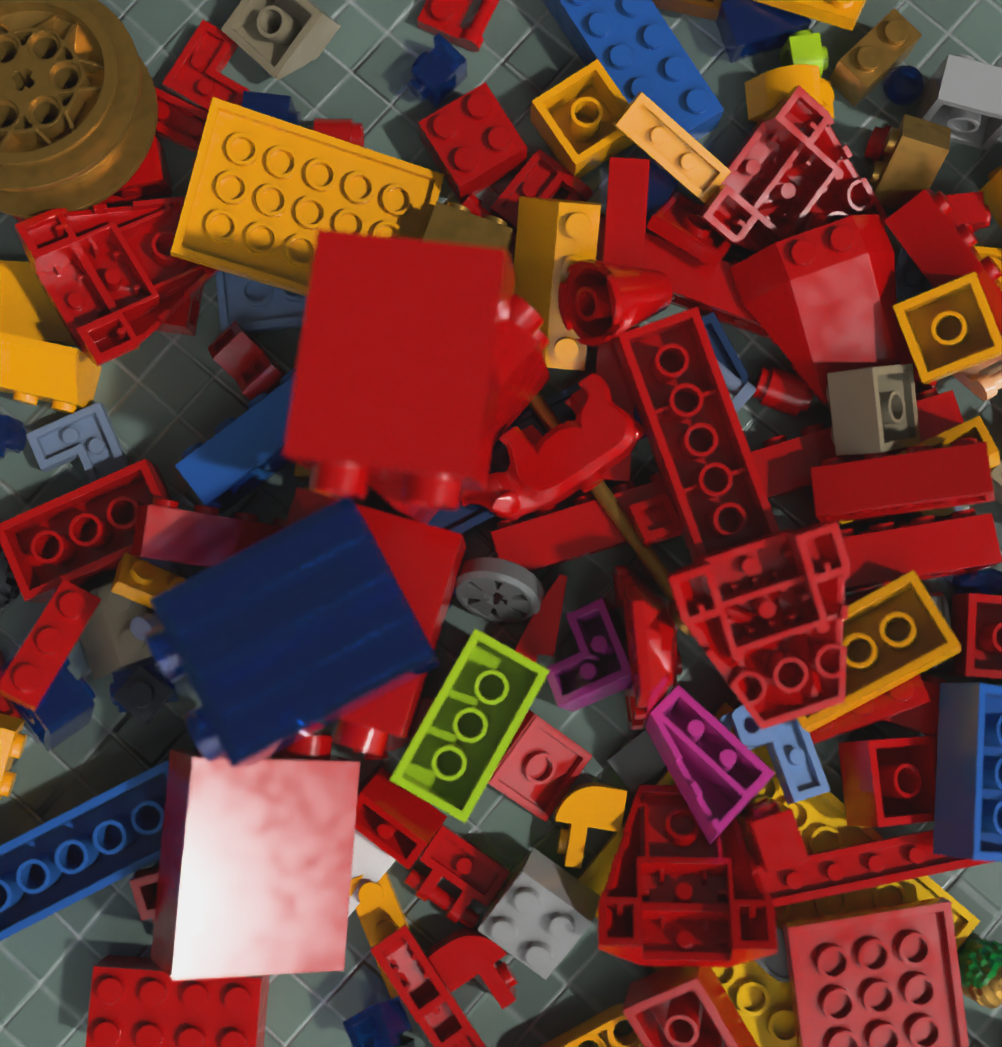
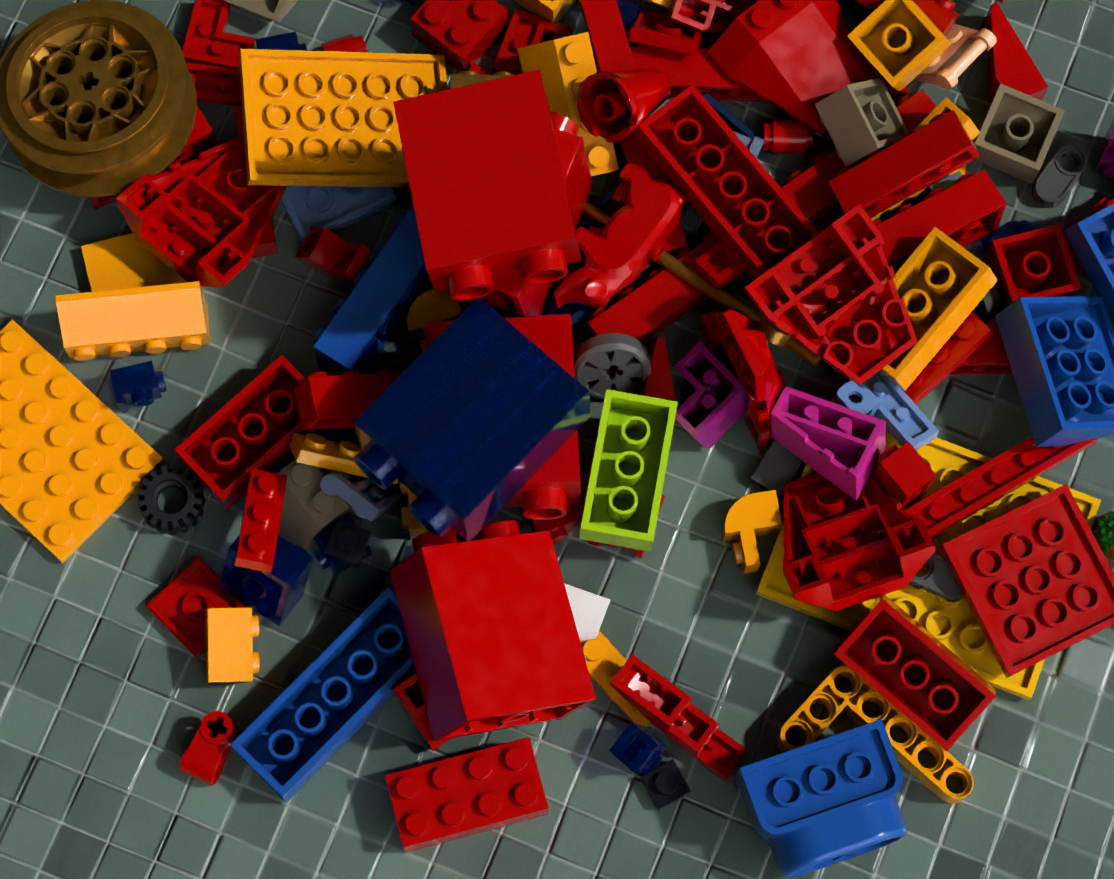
camera: 20 degrees left, 10 degrees down
(80, 435) = (213, 362): sand blue plate -> none
(396, 819) = (595, 577): red brick -> none
(464, 866) = (664, 602): red plate -> none
(471, 953) = (700, 666): red brick -> none
(539, 766) = (695, 499): red tile -> none
(540, 914) = (739, 611): light grey brick -> none
(889, 780) = (983, 410): red brick -> none

